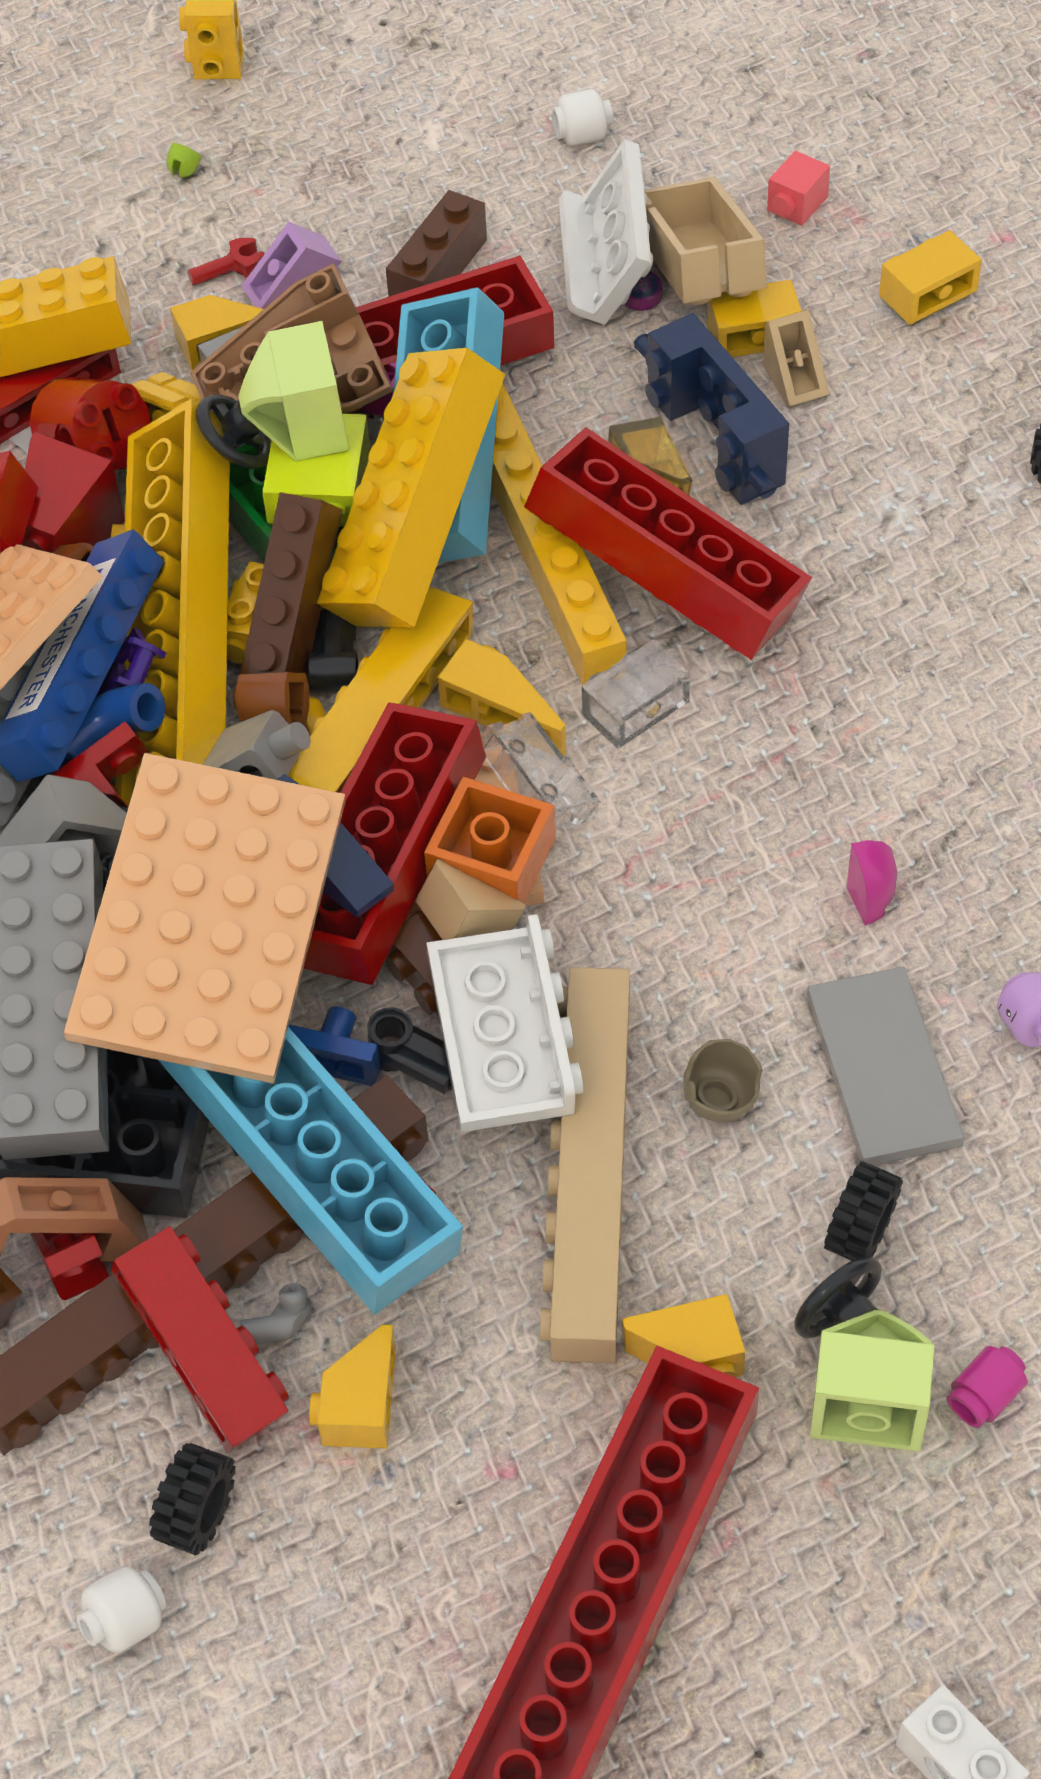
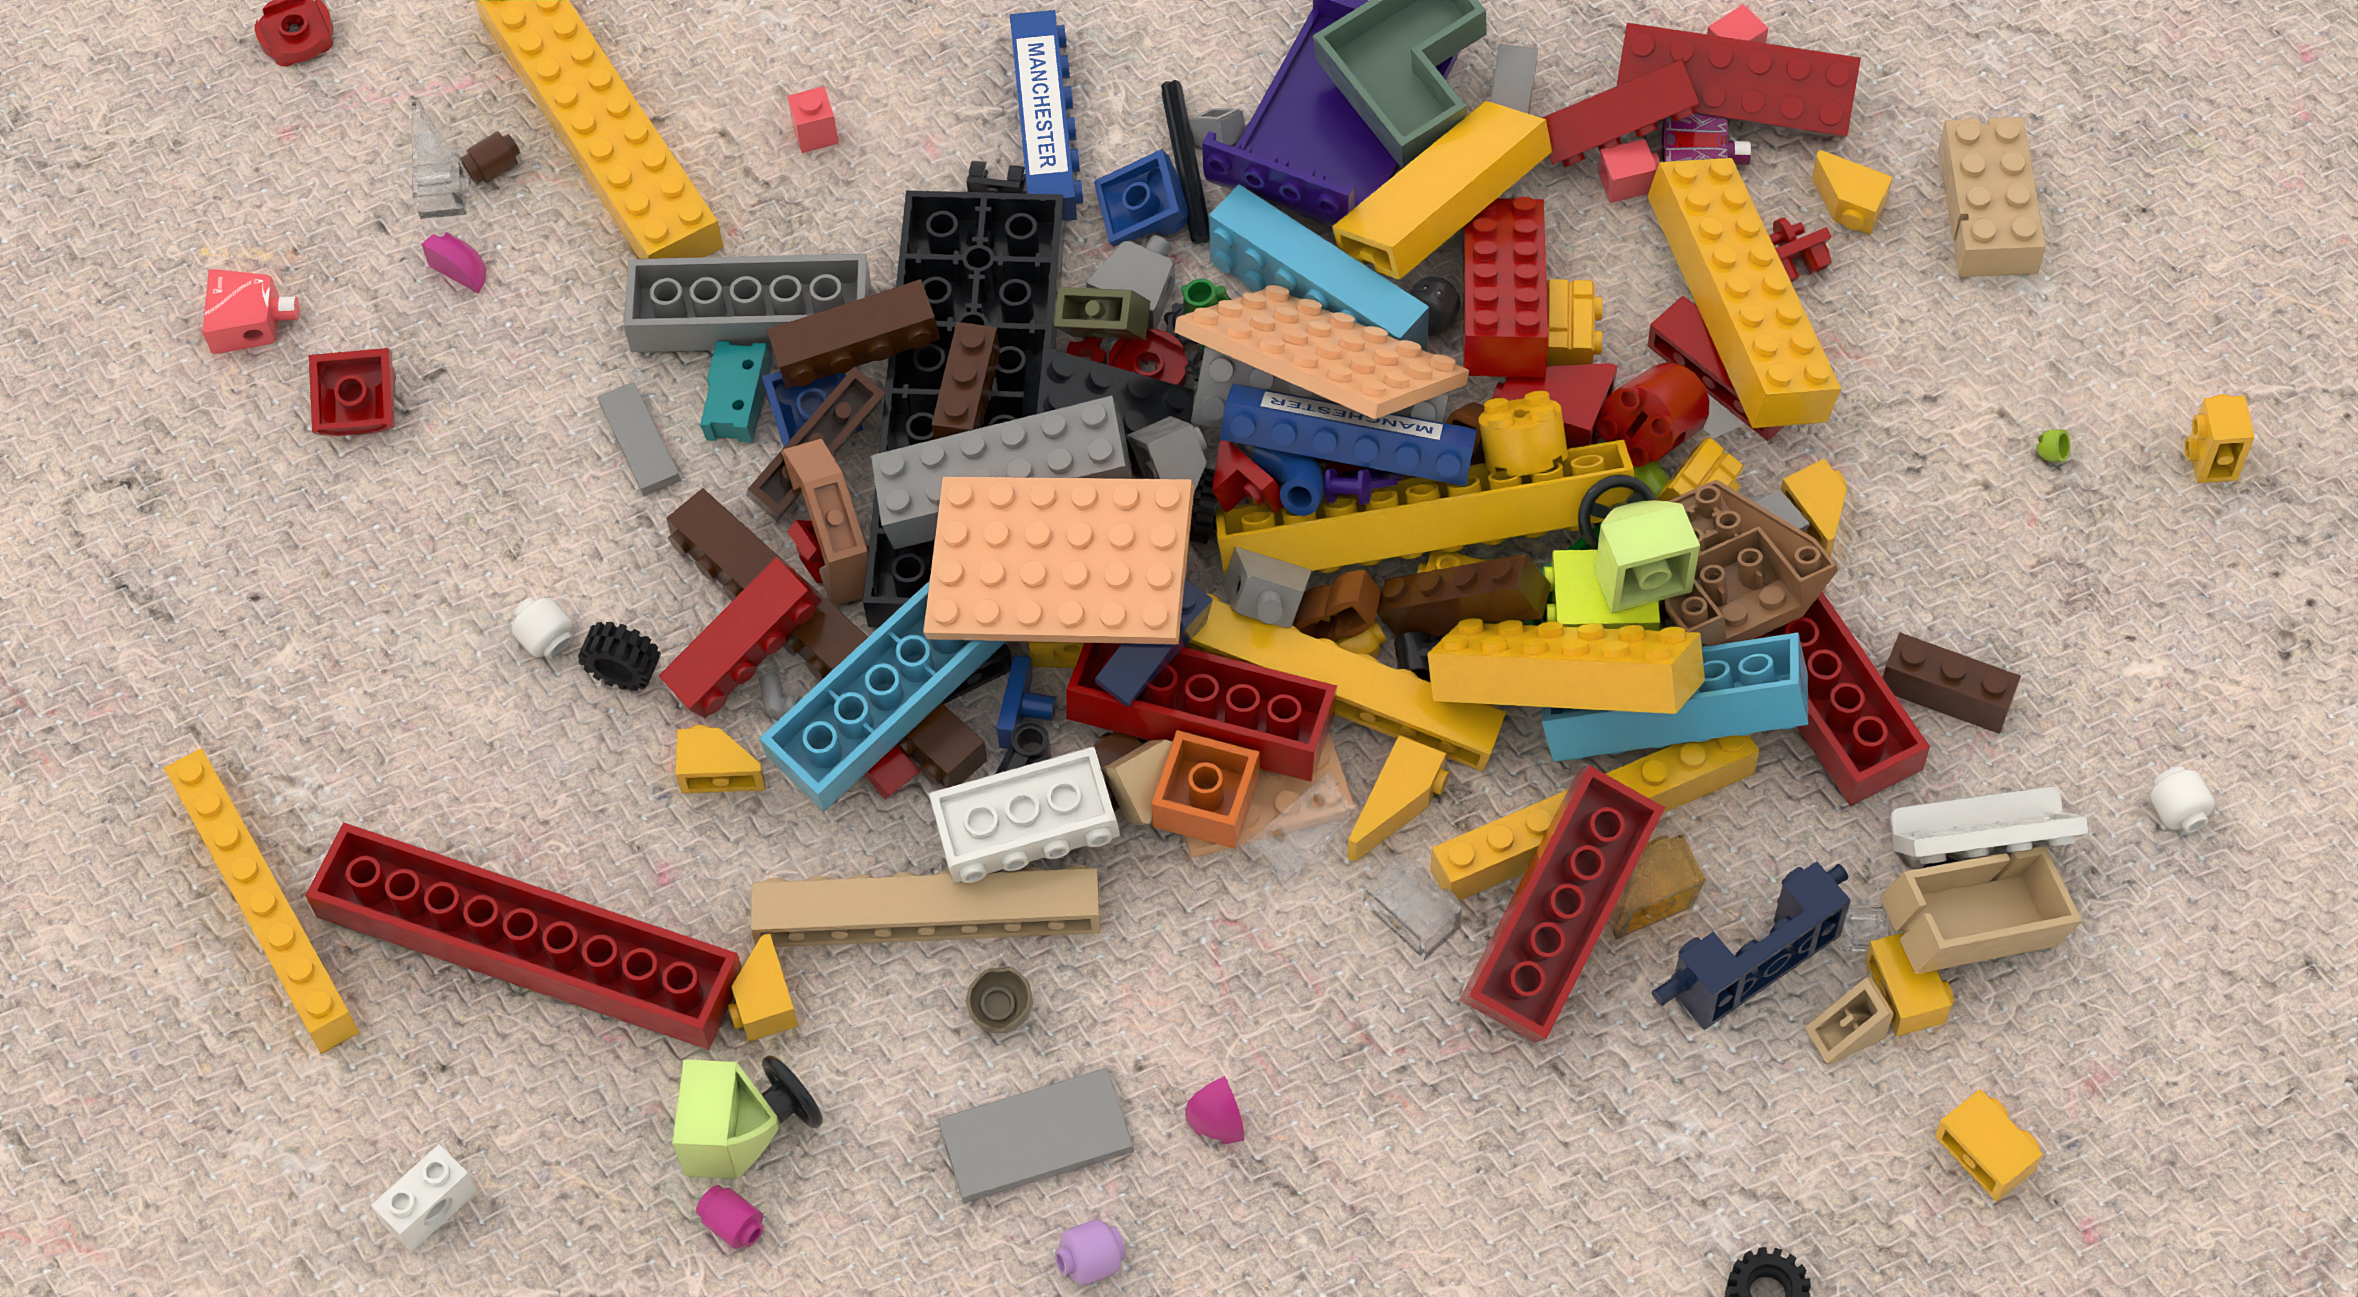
camera: 85 degrees right, 5 degrees up
(109, 500) = (1522, 434): none -> yellow brick
(241, 258) = (1922, 510): red bar -> none
(289, 259) = (1910, 560): lavender slope -> none
(798, 187) = (2107, 1014): coral brick -> none
(863, 1212) = (873, 1110): black tyre -> none

